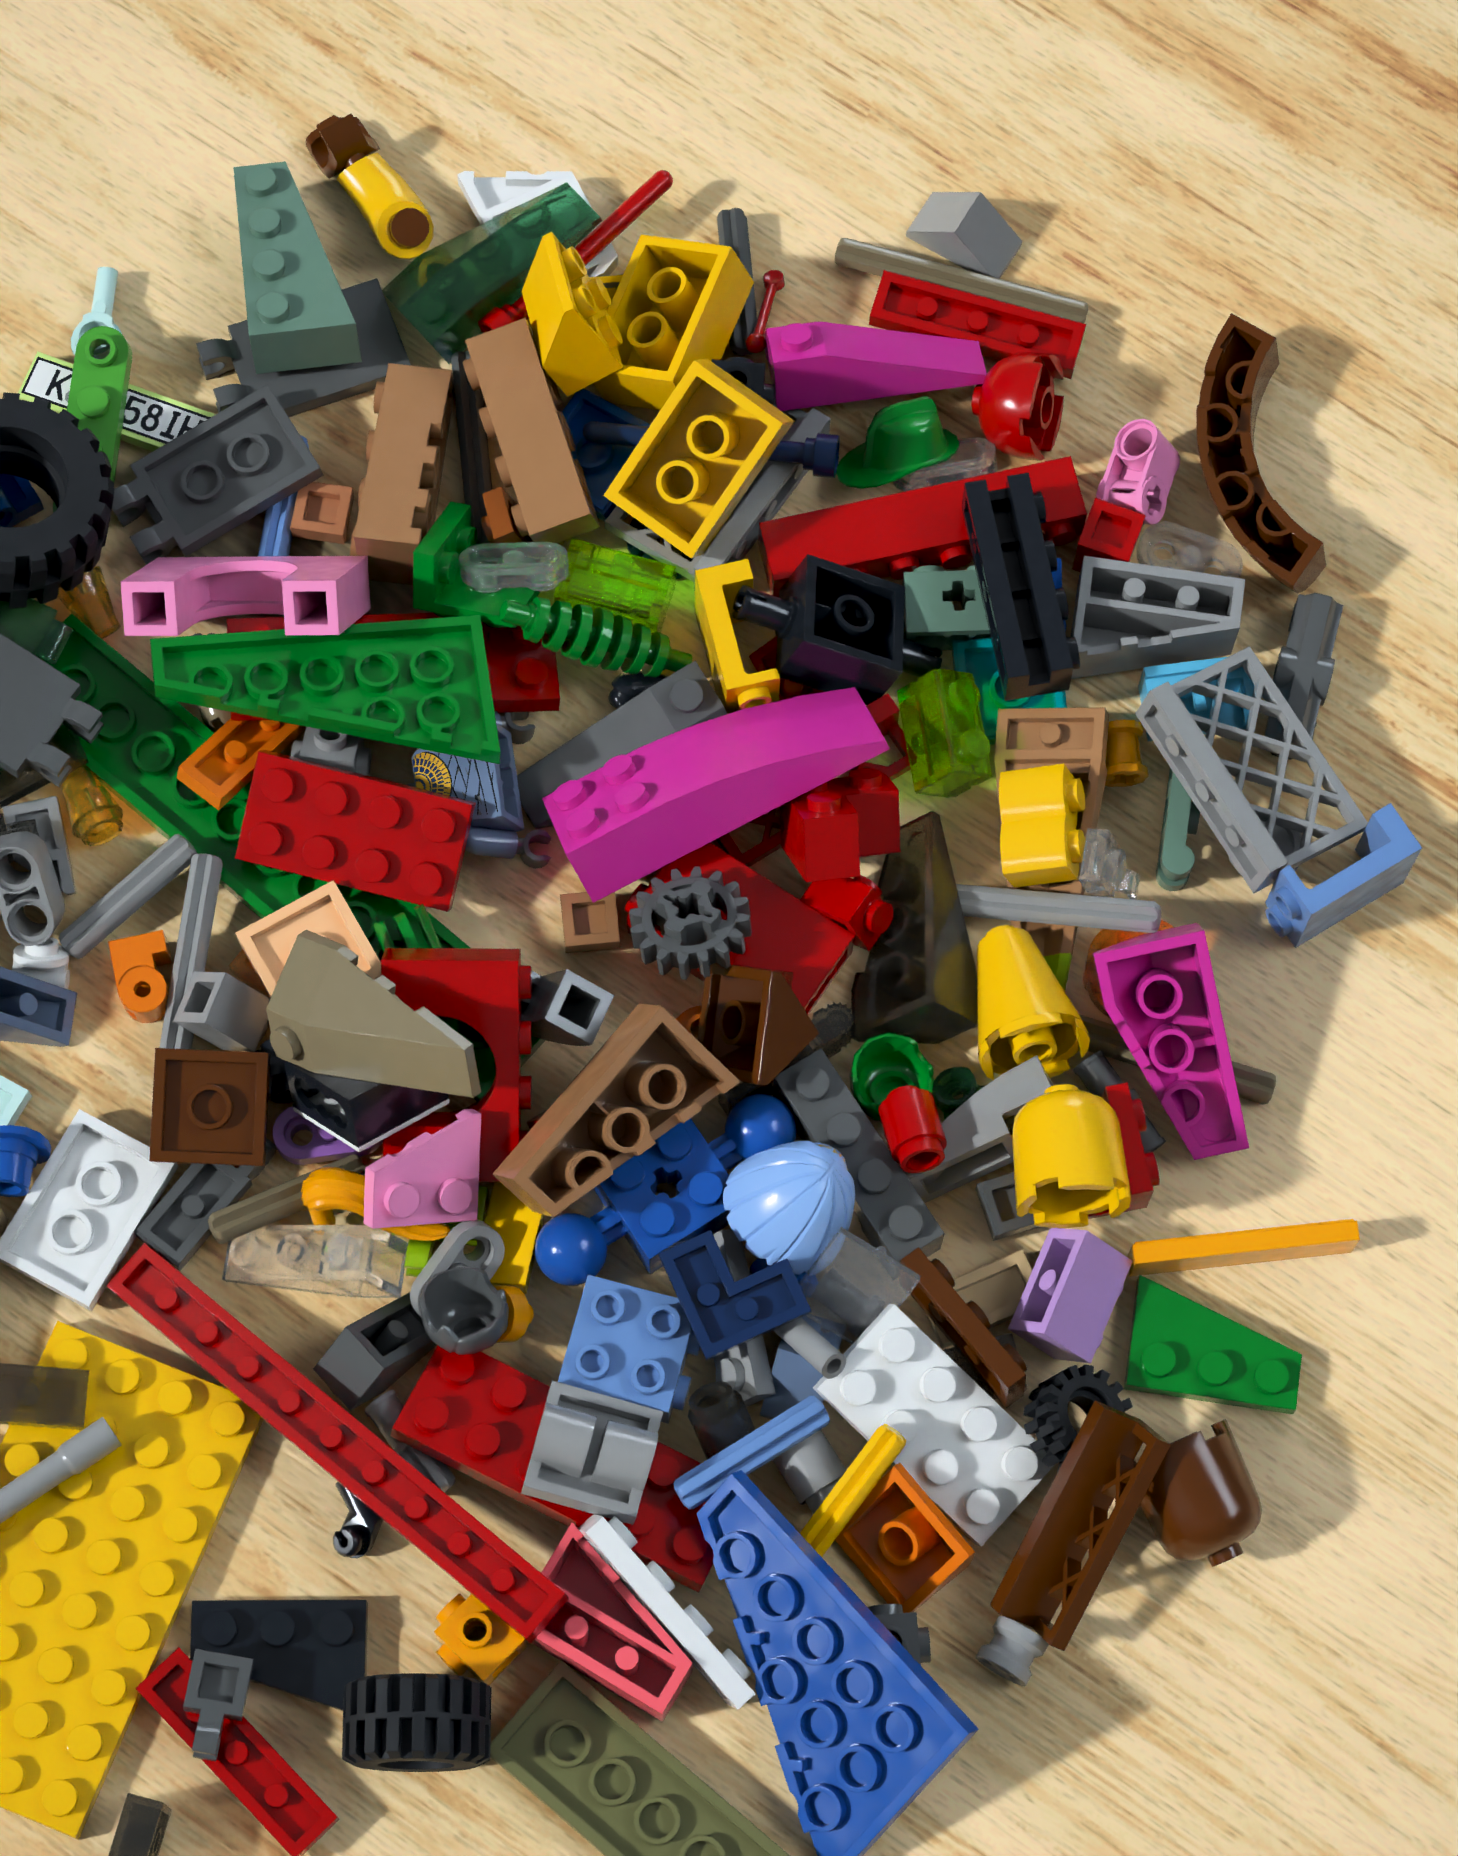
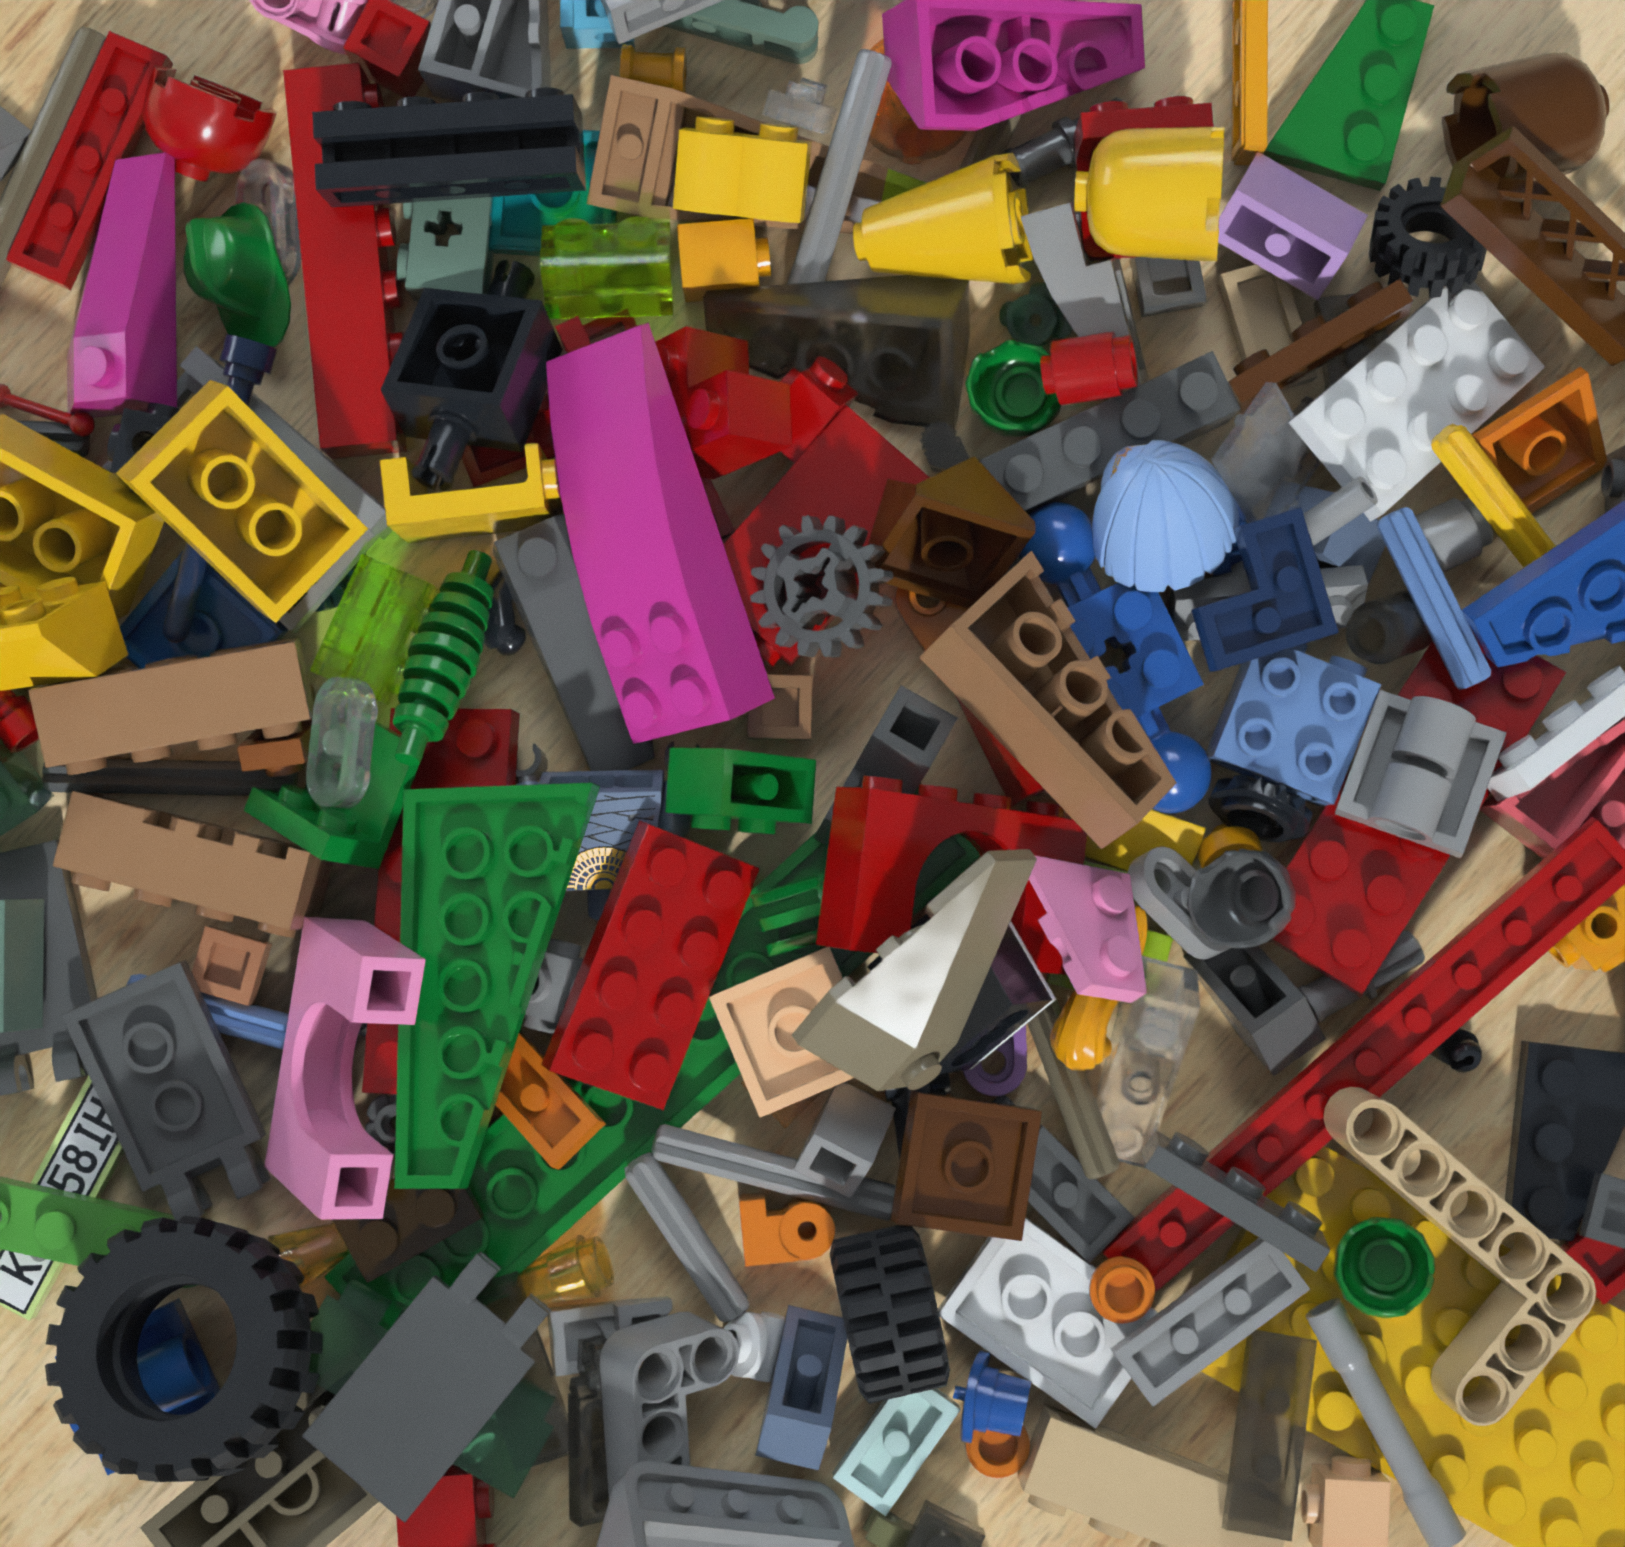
camera: 85 degrees left, 15 degrees up
(78, 1056) = (889, 1313): none -> black tyre
(95, 1331) = (1209, 1319): none -> light grey plate
(113, 1256) = (1121, 1290): none -> orange plate
(122, 669) = (409, 1226): none -> dark brown bracket
(152, 1470) = (1384, 1267): none -> green hair
(185, 1542) = (1479, 1231): none -> tan beam
(202, 1333) = (1237, 1197): none -> dark grey plate
(515, 885) = (740, 786): none -> green brick
(547, 1329) = (1261, 808): none -> black gear
(970, 825) = (721, 256): none -> light orange brick

